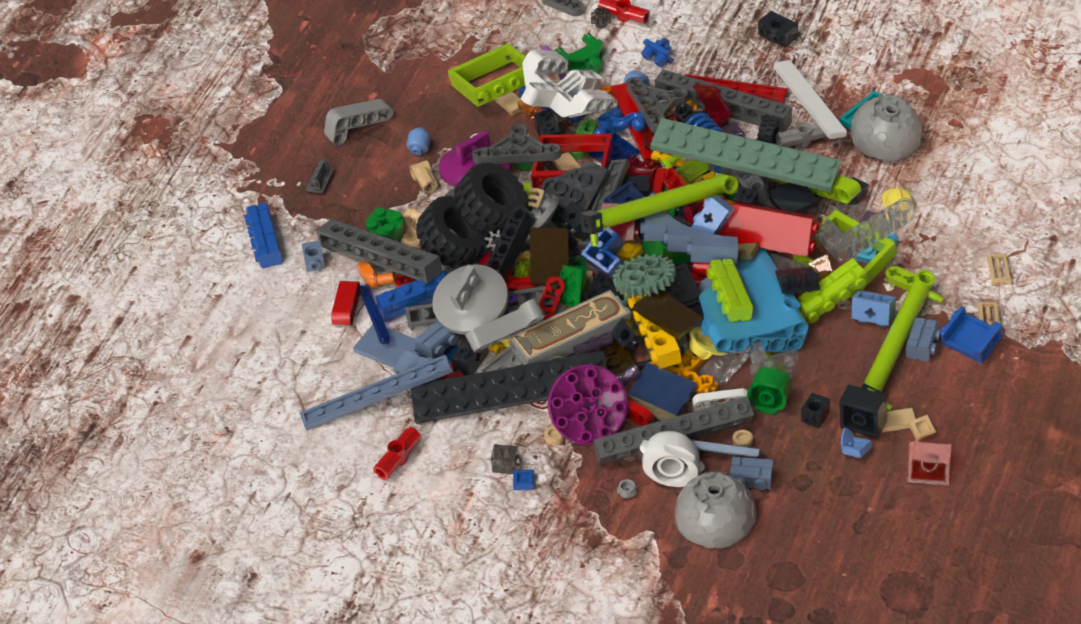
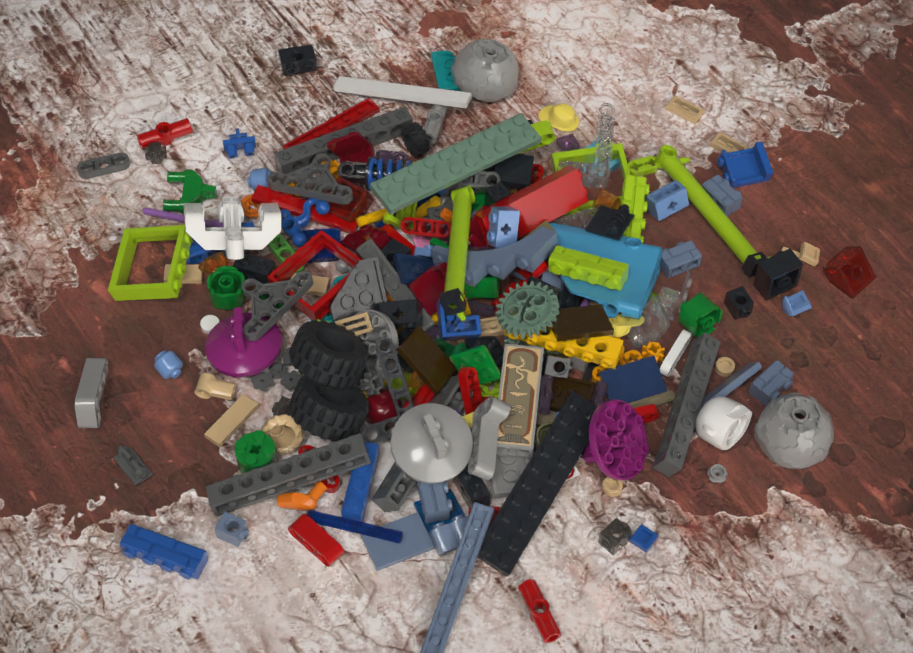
camera: 60 degrees left, 10 degrees up
(404, 201) = (231, 420): none -> tan tile
(512, 116) = (225, 288): none -> green brick
(822, 350) = (680, 259): none -> sand blue brick

